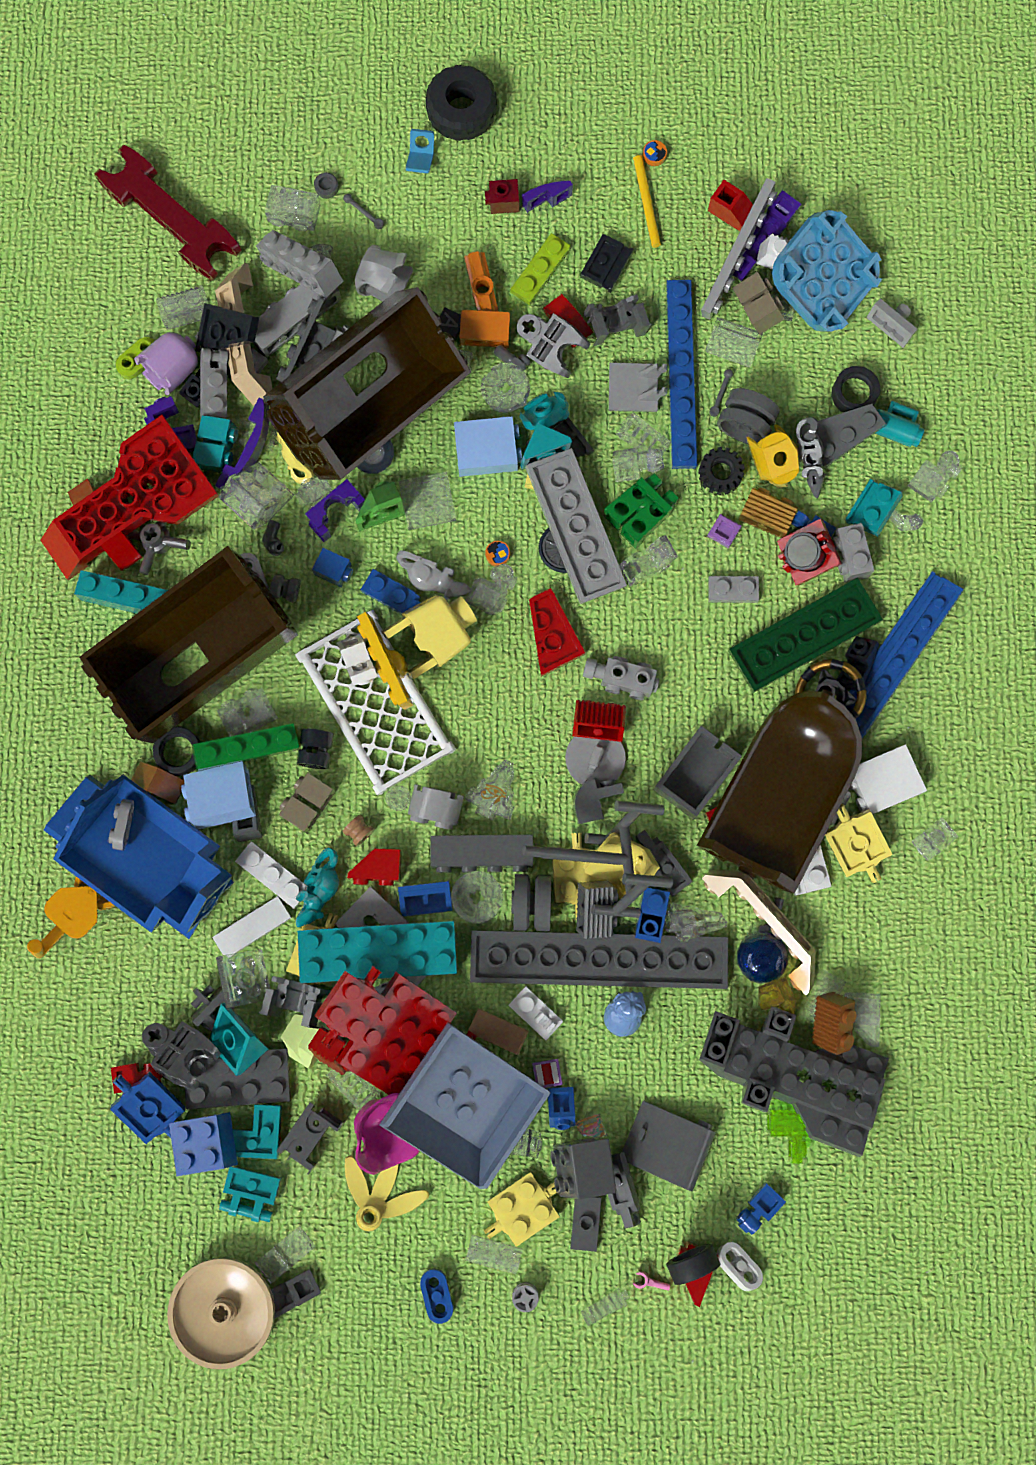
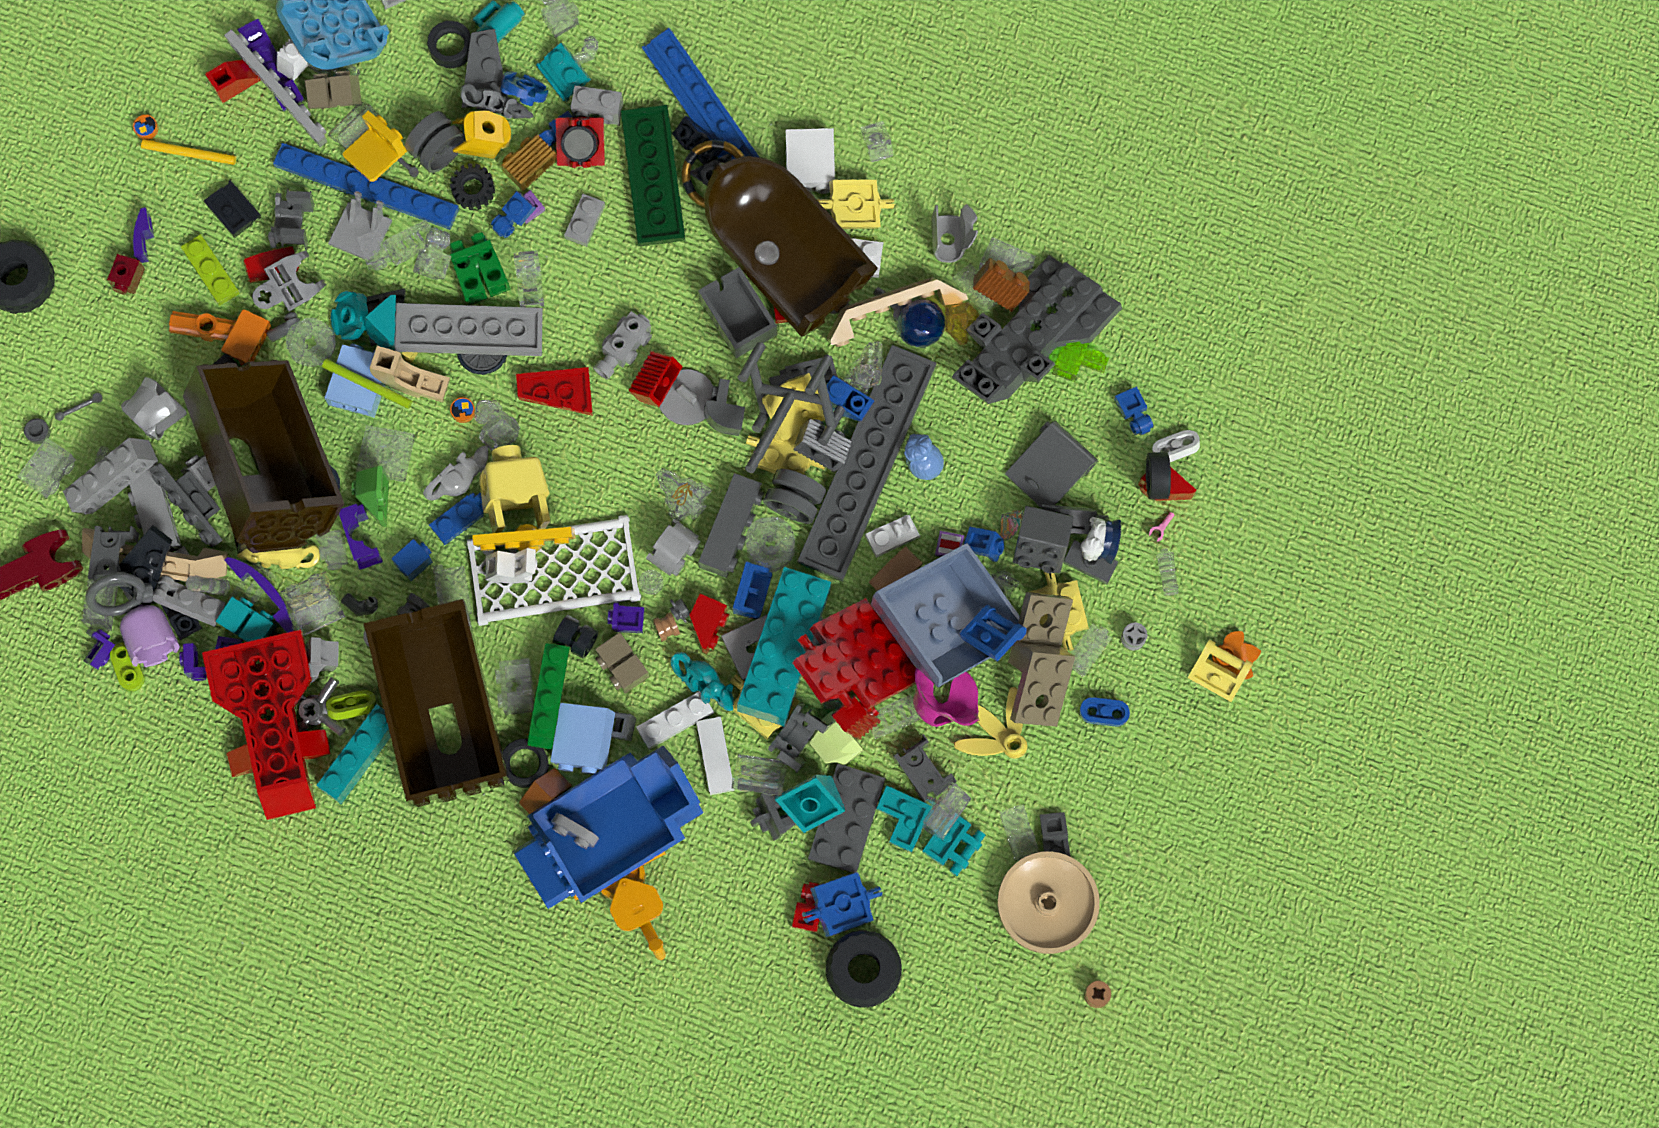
camera: 70 degrees left, 5 degrees down
(67, 1154) = (870, 944): none -> black tyre
(138, 328) = (100, 651): none -> dark purple bracket
(155, 1391) = (1094, 997): none -> medium nougat wheel
(174, 568) = (350, 705): none -> lime plate
(177, 1051) = (801, 858): flat silver piece -> none
(198, 338) = (142, 593): none -> dark grey piece
(203, 1144) = (893, 864): brick -> none
(206, 523) = (322, 656): none -> light grey brick
(221, 288) = (106, 553): none -> dark grey piece
(235, 394) = (210, 585): none -> clear piece
(273, 1175) = (945, 810): none -> clear panel
(317, 616) = (451, 585): none -> clear panel
(351, 789) = (626, 618): none -> dark purple bracket
(379, 837) = (679, 610): none -> dark grey plate
(420, 157) = (50, 335): dark azure bracket -> none
(456, 1152) = (989, 639): none -> blue plate
(460, 1213) = (1042, 660): none -> dark tan bracket
(482, 454) = (367, 383): none -> lime bar
(505, 488) = (398, 374): none -> tan arch
(514, 1400) = (1217, 677): none -> light yellow plate
(546, 1413) = (1235, 645): none -> orange plate
(606, 1230) = (1102, 540): none -> piece
(618, 406) = (374, 250): none -> clear bracket
(714, 522) = (517, 210): none -> blue plate
(718, 365) = (376, 148): none -> yellow bracket
(768, 777) = (767, 253): none -> clear plate
(839, 479) = (526, 88): none -> blue plate
(876, 961) = (960, 227): none -> light grey piece

